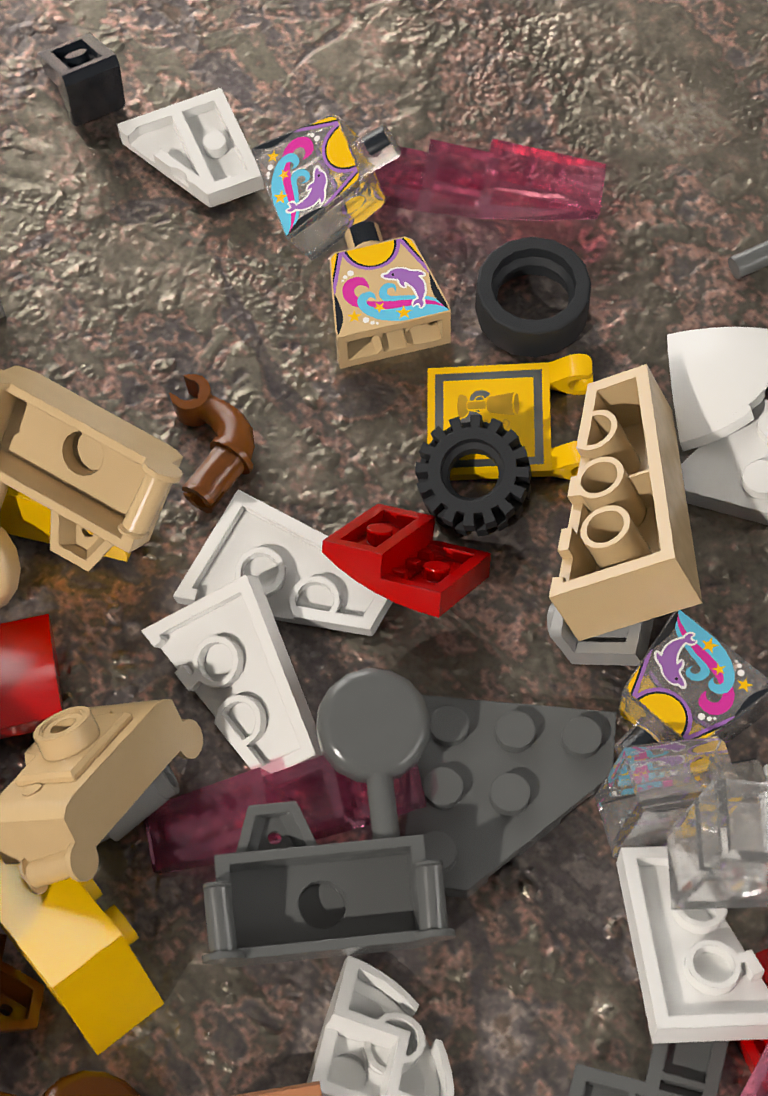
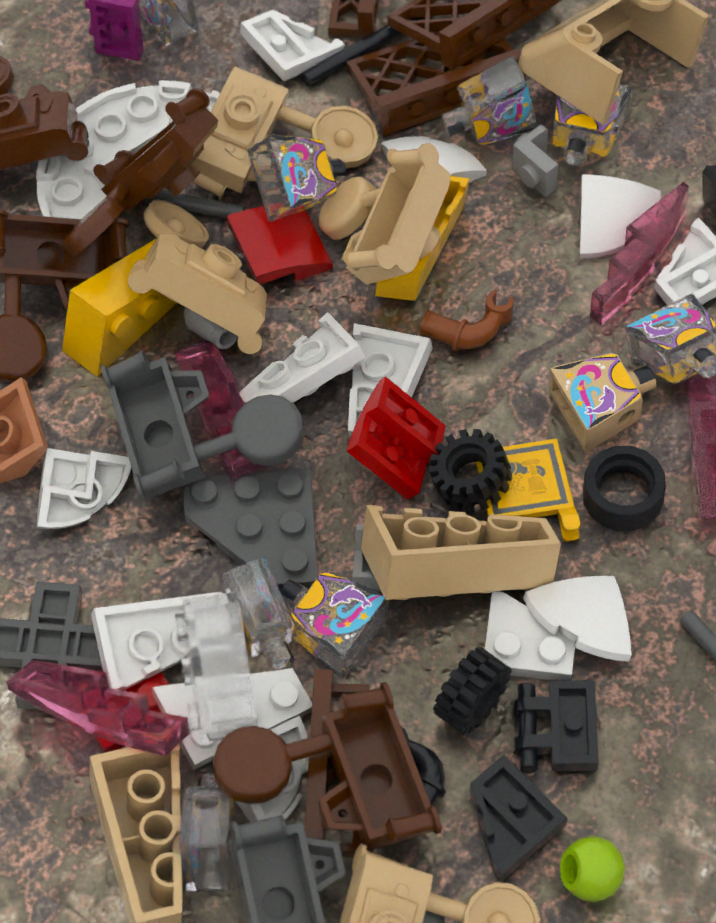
camera: 80 degrees right, 5 degrees down
(71, 229) = (607, 210): none -> white brick
(145, 195) = (644, 247): none -> clear pink slope

